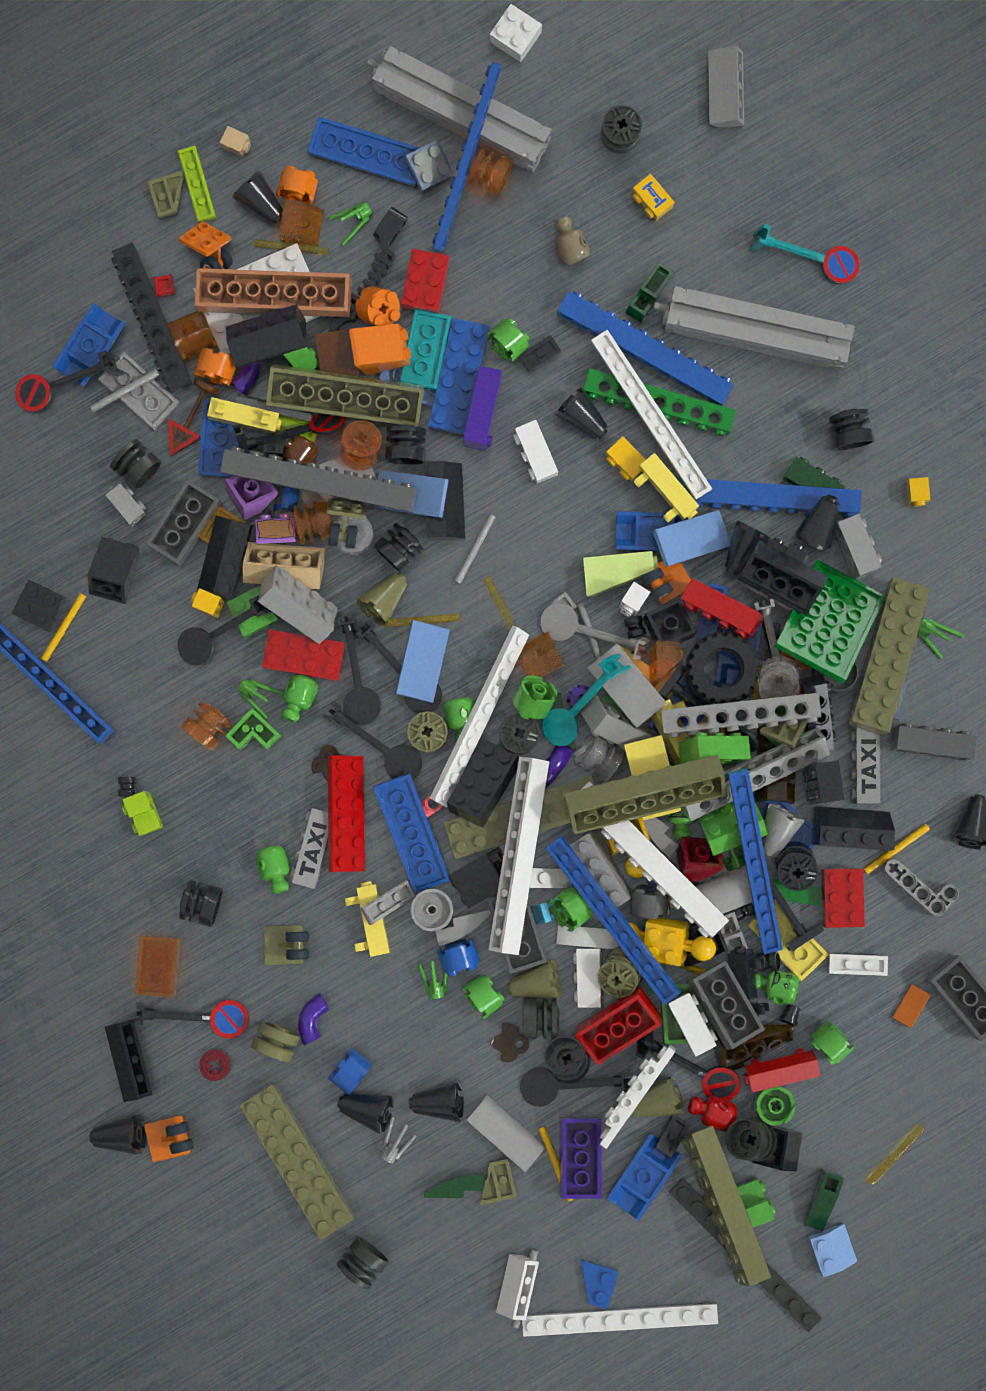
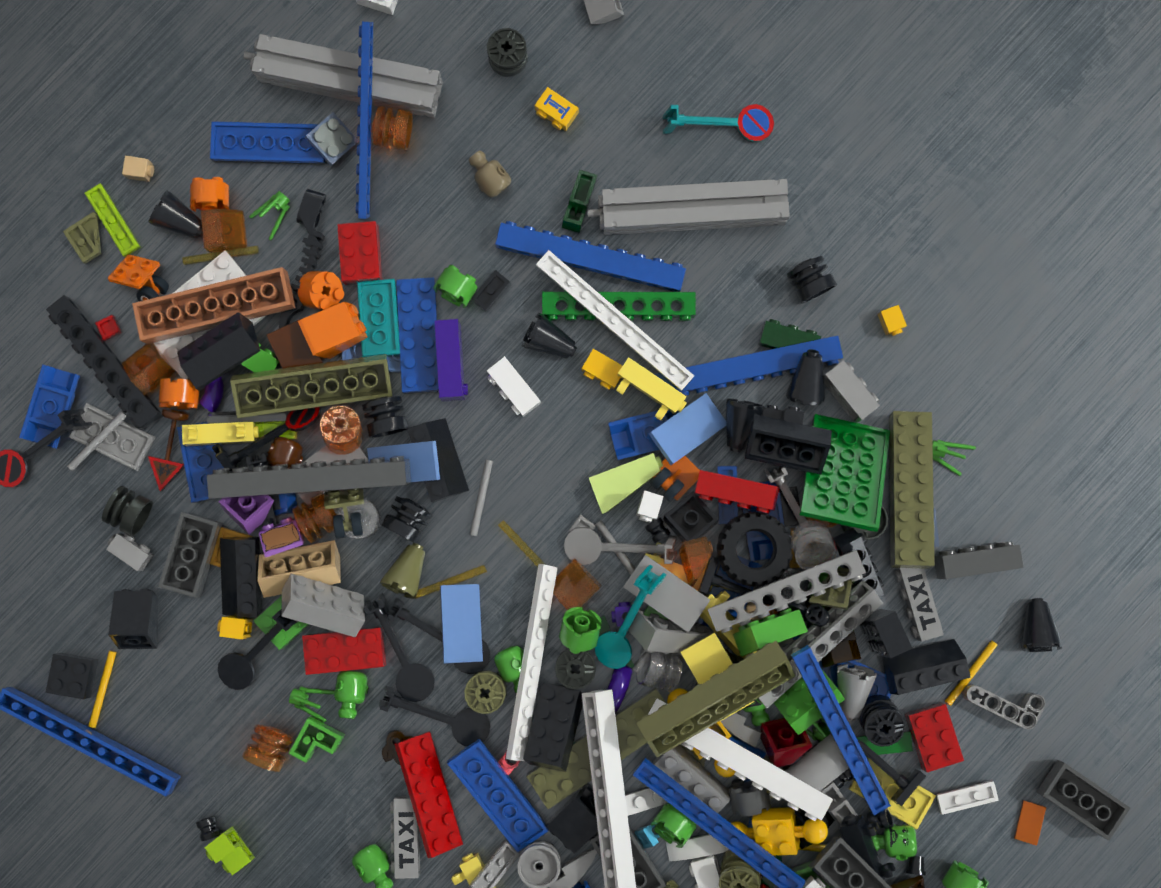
camera: 15 degrees left, 0 degrees up
(759, 745) = (812, 615): none -> black wheel

